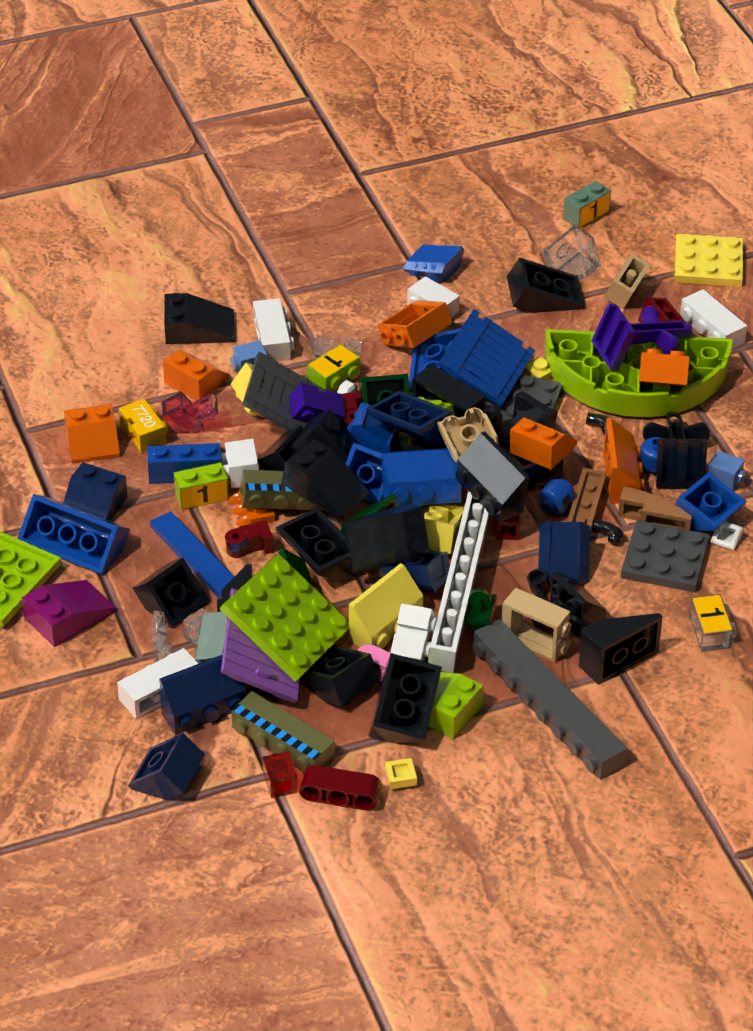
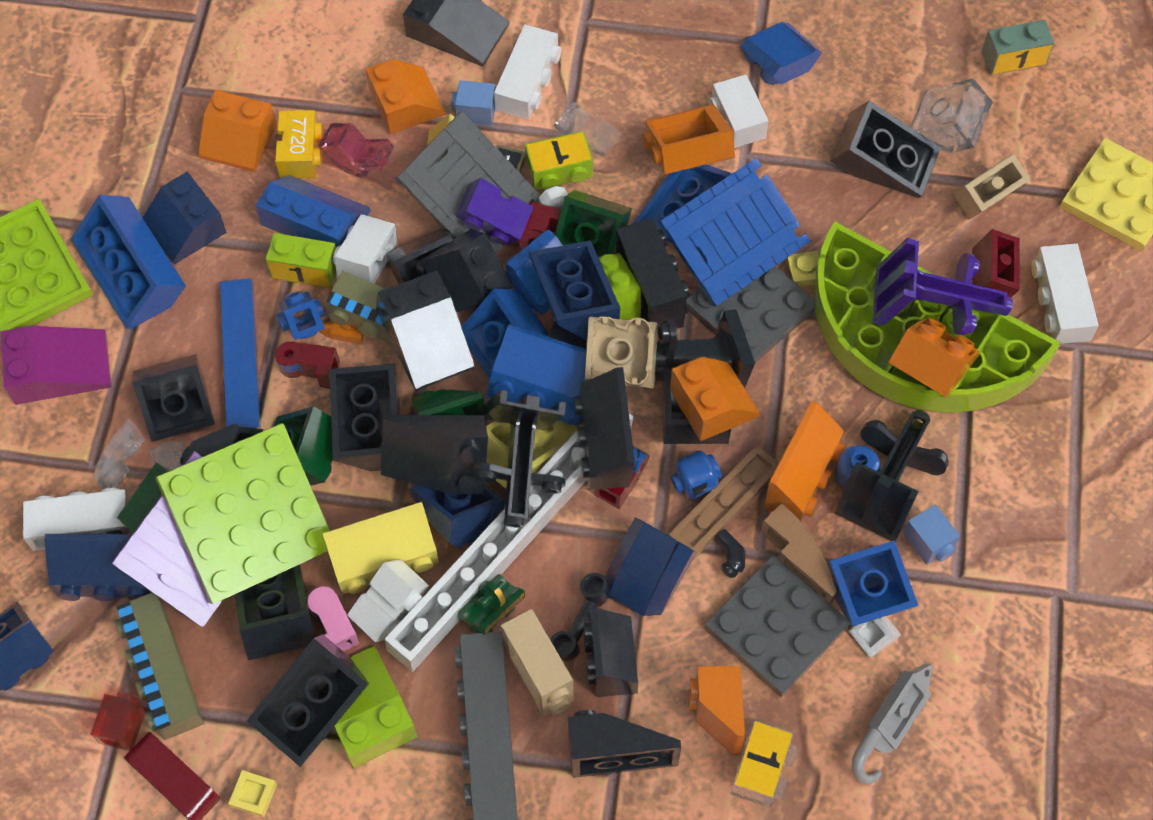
camera: 30 degrees right, 20 degrees up
(226, 513) = (306, 324): none -> blue brick
(434, 496) = (523, 420): none -> black piece
(597, 420) = (831, 383): black arm -> none
(669, 595) = (719, 704): none -> orange slope

